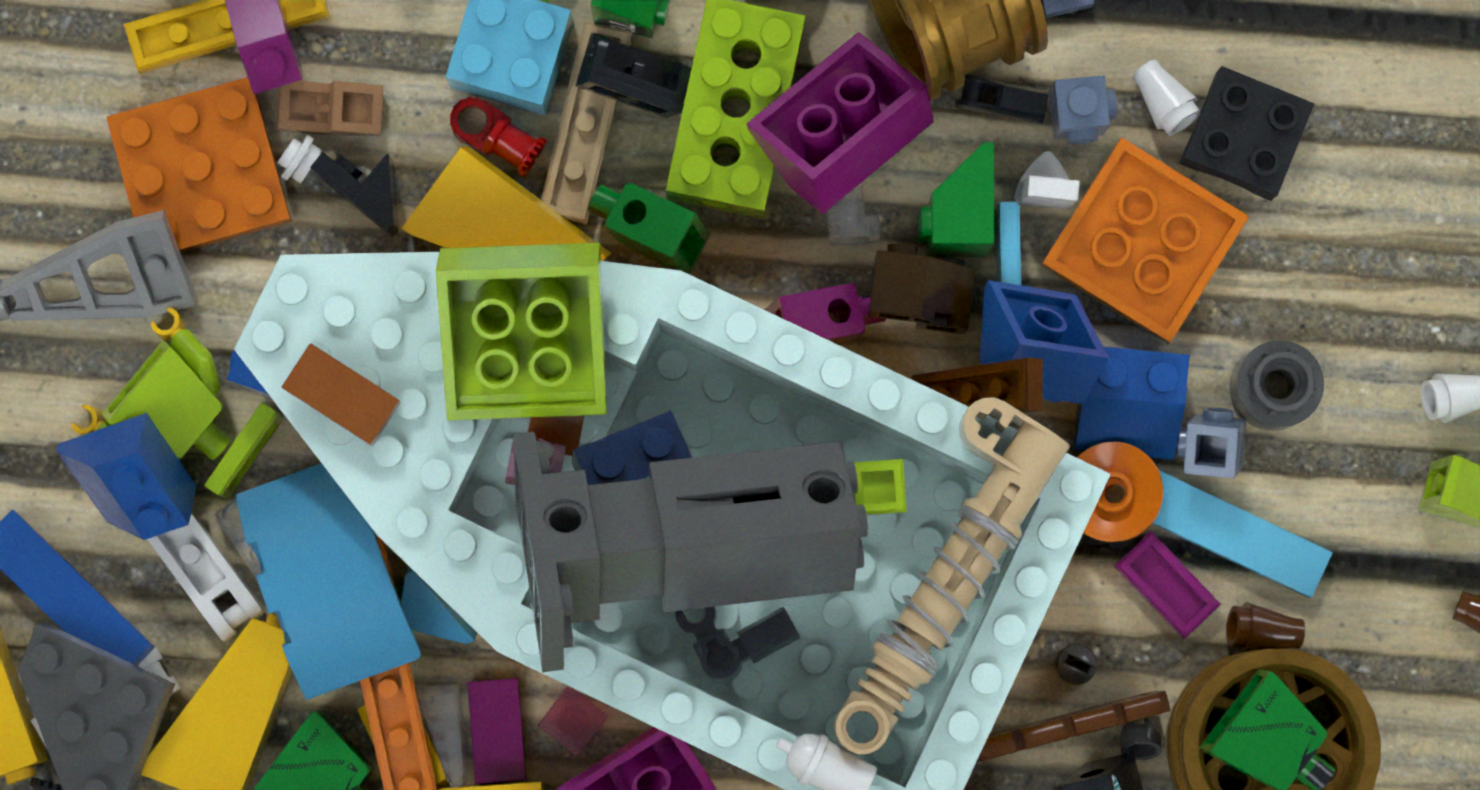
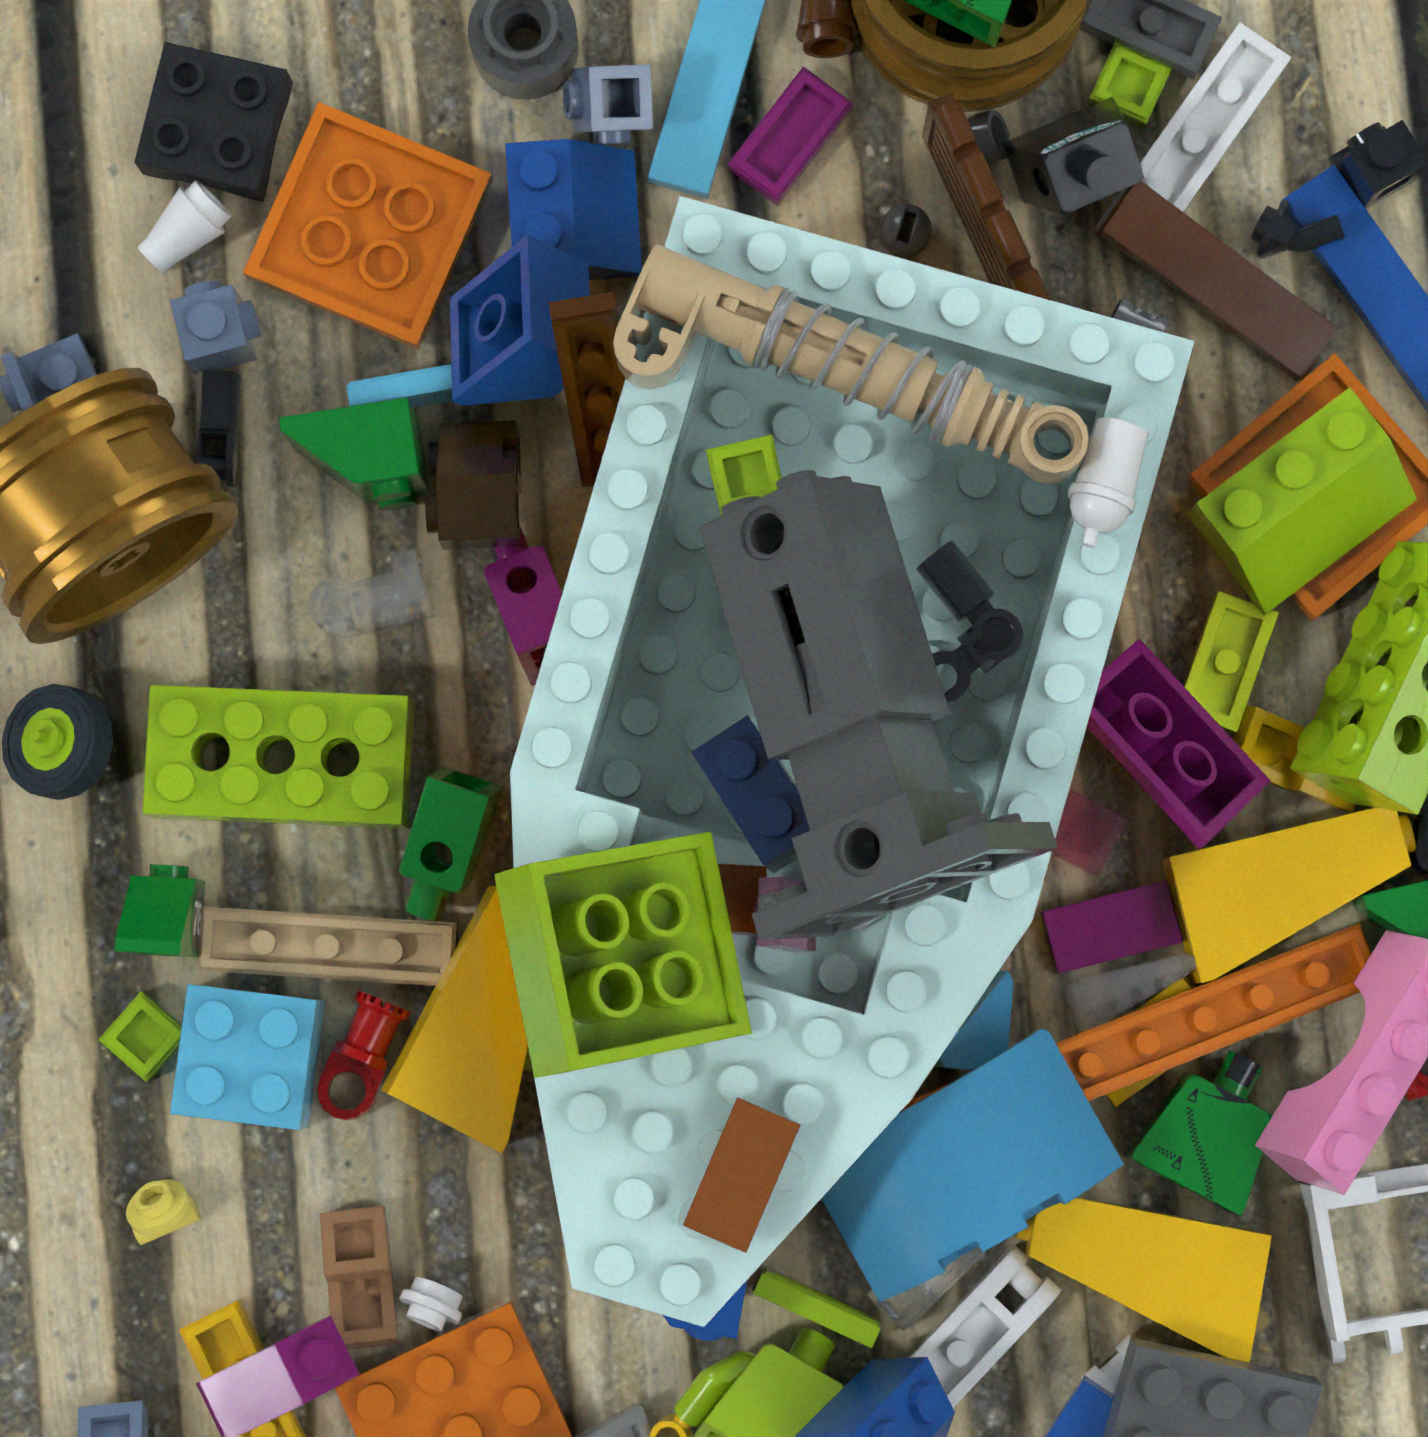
camera: 95 degrees left, 0 degrees up
(372, 197) = (468, 1200): black slope -> none
(633, 77) = (260, 892): black hinge -> none
(842, 122) = (279, 614): magenta slope -> none
(1046, 185) = (316, 357): white tile -> none
(1142, 492) = (658, 188): orange dish -> none

